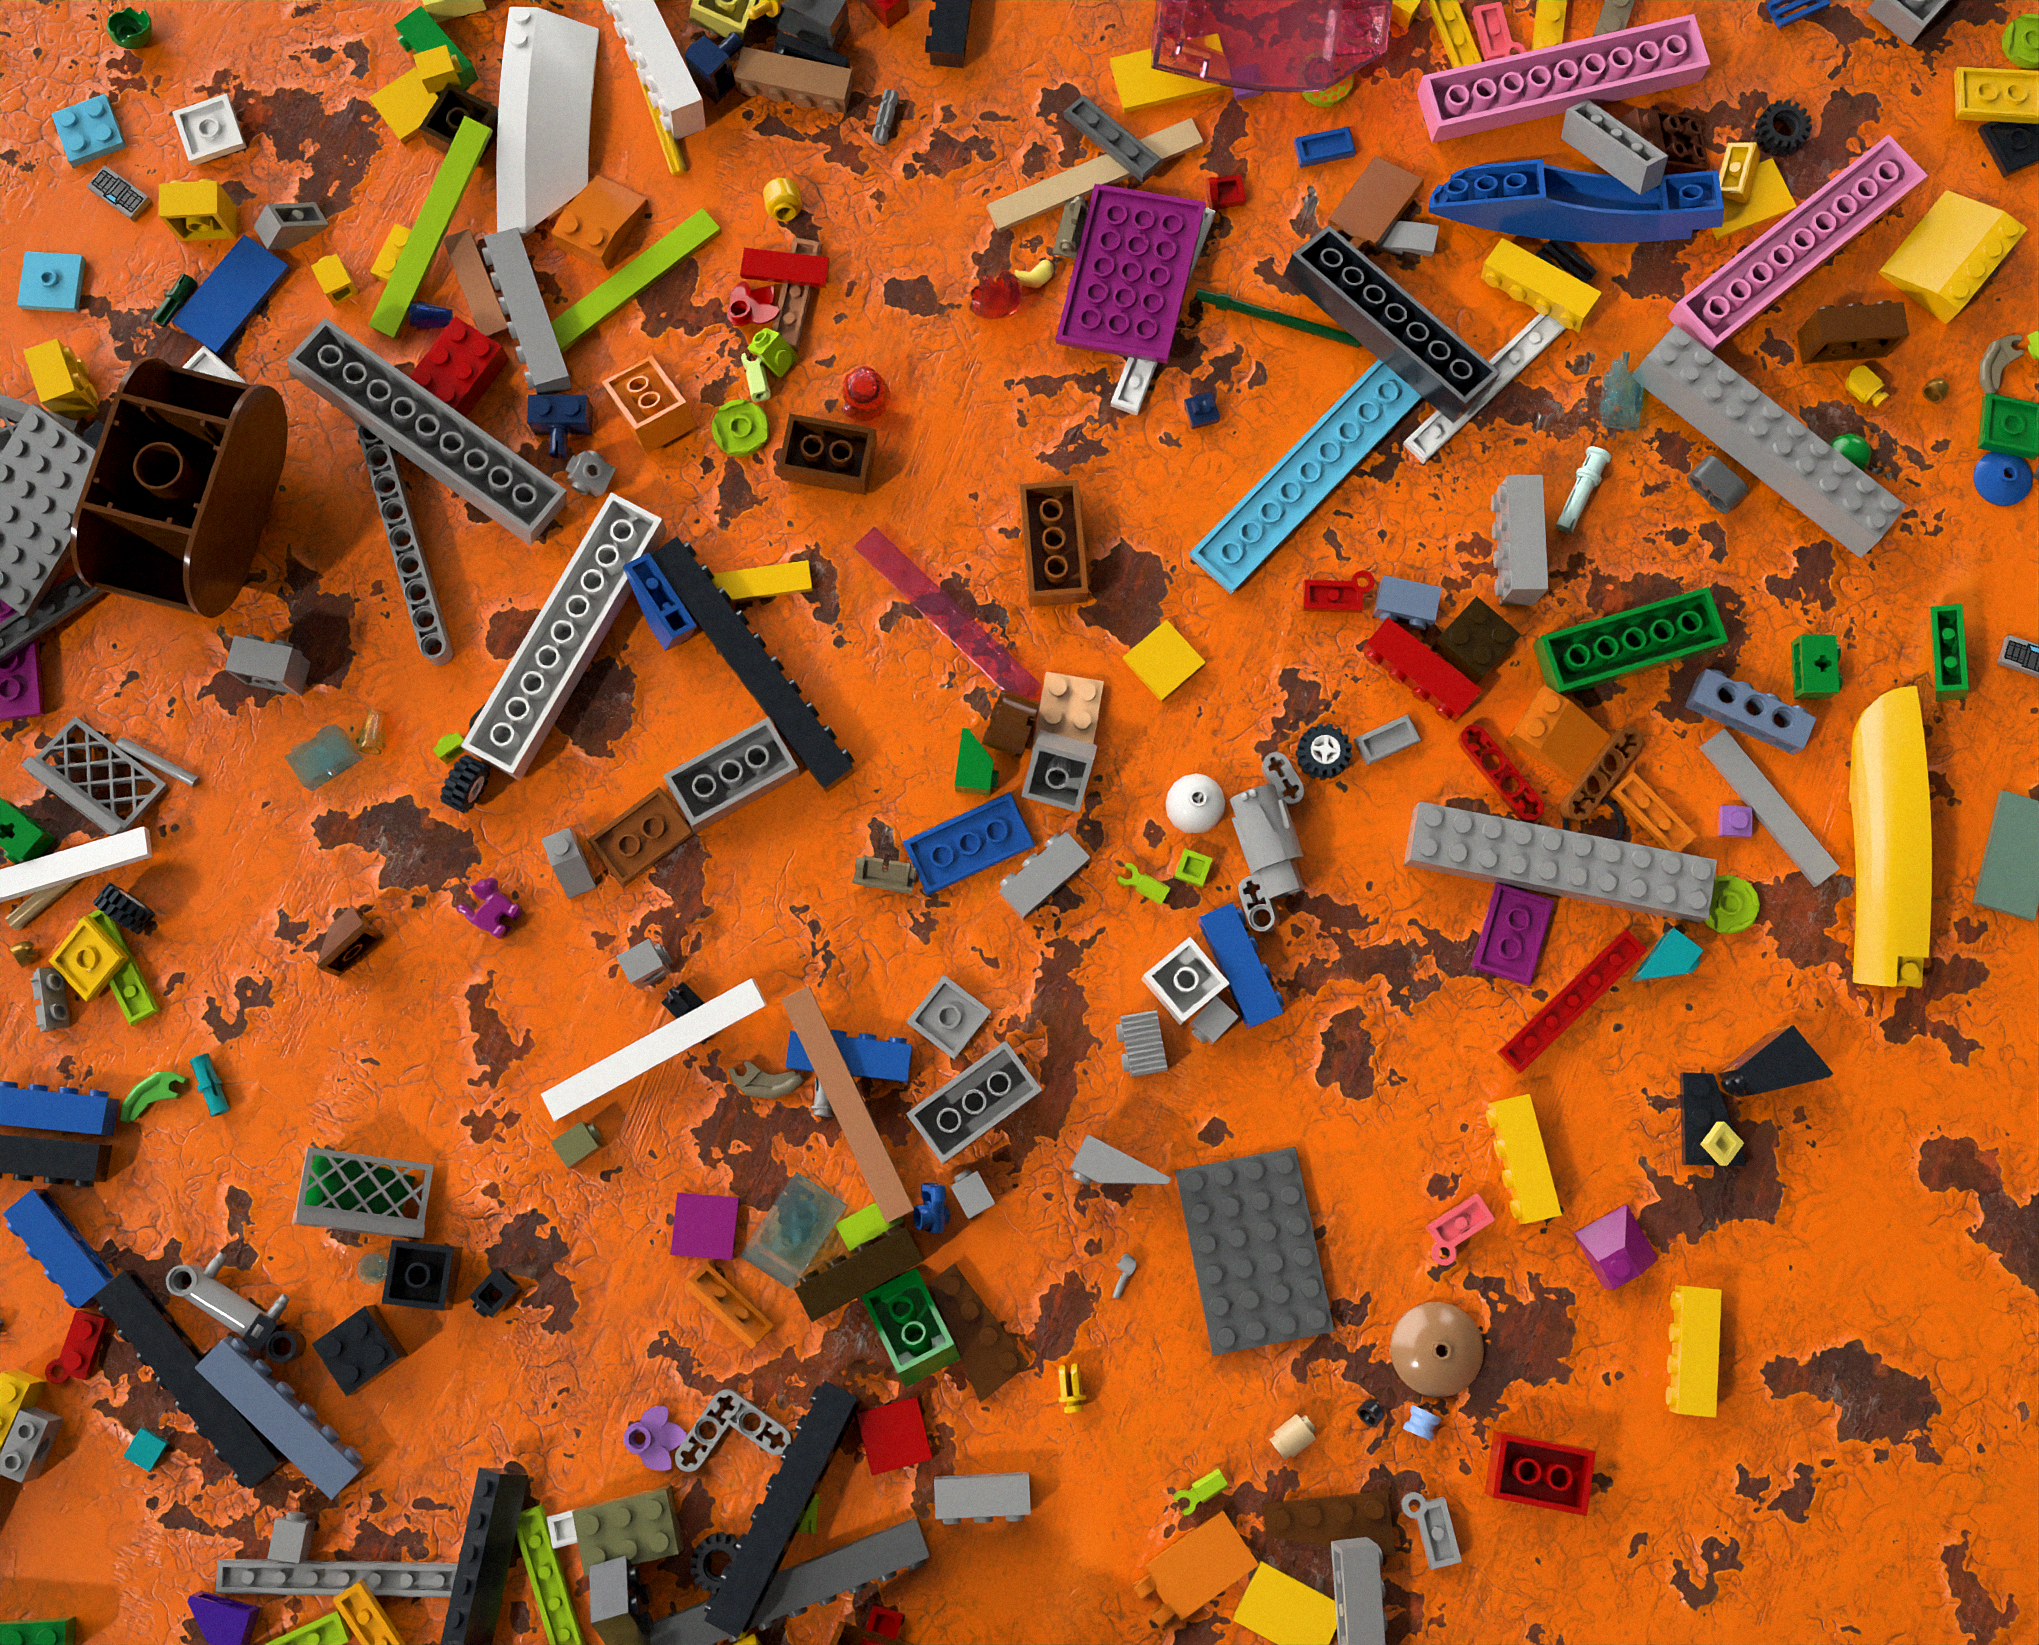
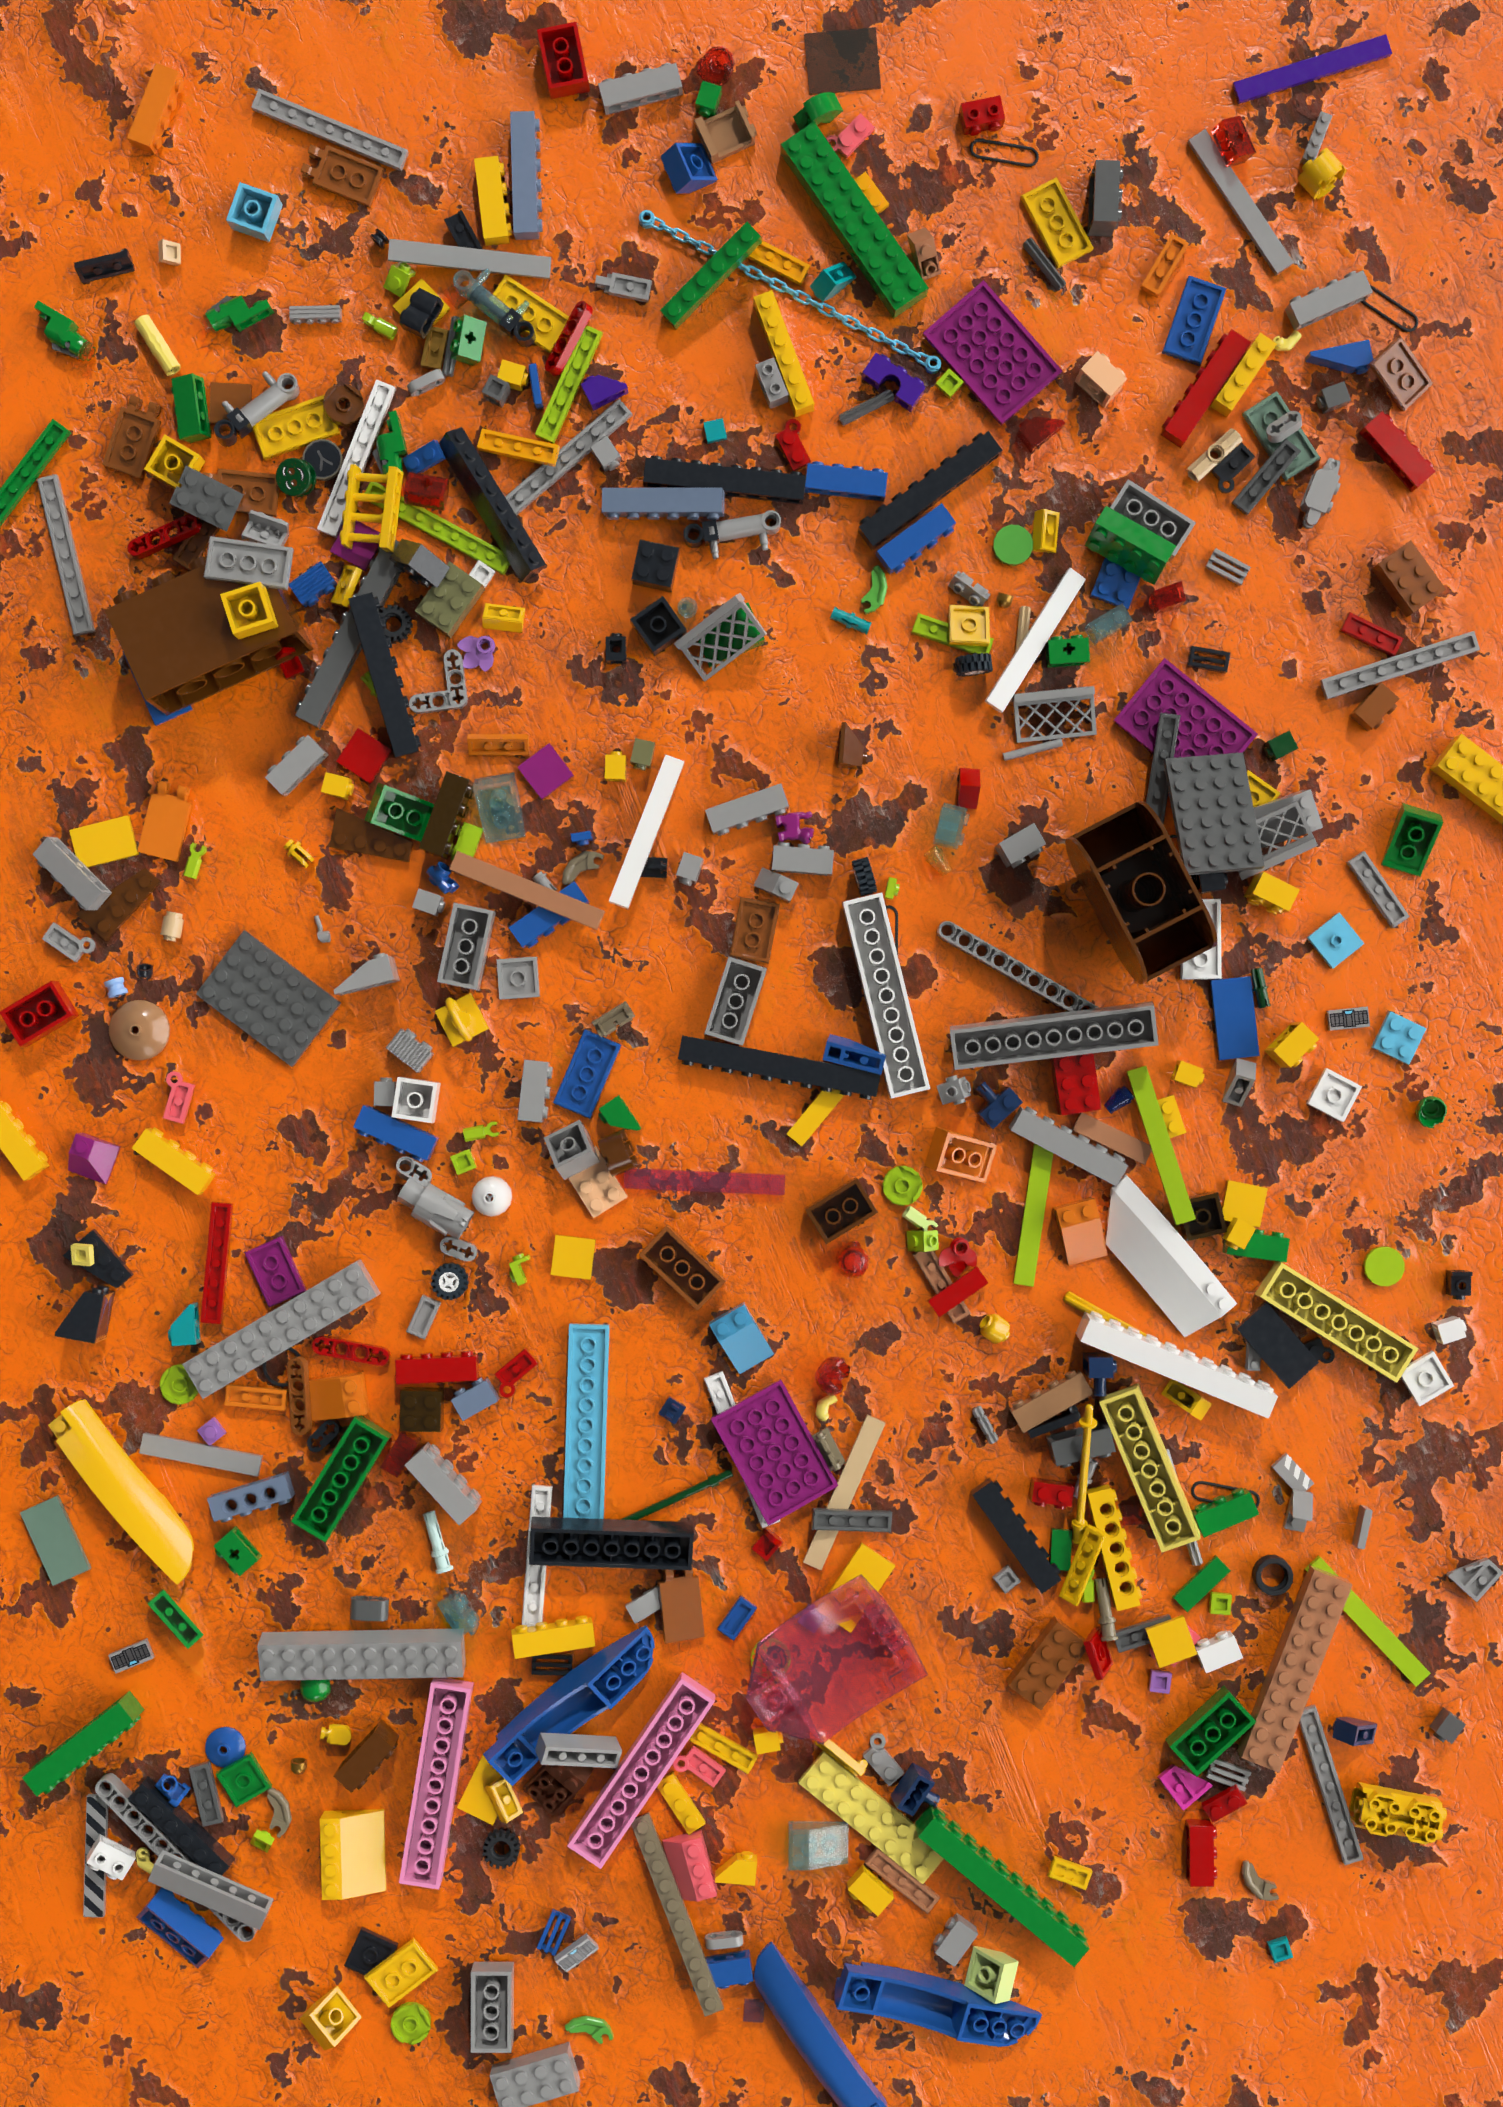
camera: 140 degrees right, 10 degrees up
(264, 781) = (968, 788): none -> red slope
(515, 865) = (802, 859): none -> light grey brick
(521, 975) = (747, 809): none -> light grey brick
(588, 1452) = (503, 617): none -> yellow slope
(621, 1157) = (615, 767): none -> yellow brick
(734, 1109) = (582, 838): none -> blue plate
(956, 1426) = (337, 786): none -> yellow brick
(1054, 1027) = (461, 1019): none -> yellow tile
(1058, 421) = (741, 1338): none -> dark azure slope
(1241, 695) = (516, 1273): none -> lime bracket
(1541, 614) = (400, 1453): none -> clear red brick
(1611, 702) = (326, 1438): none -> black beam

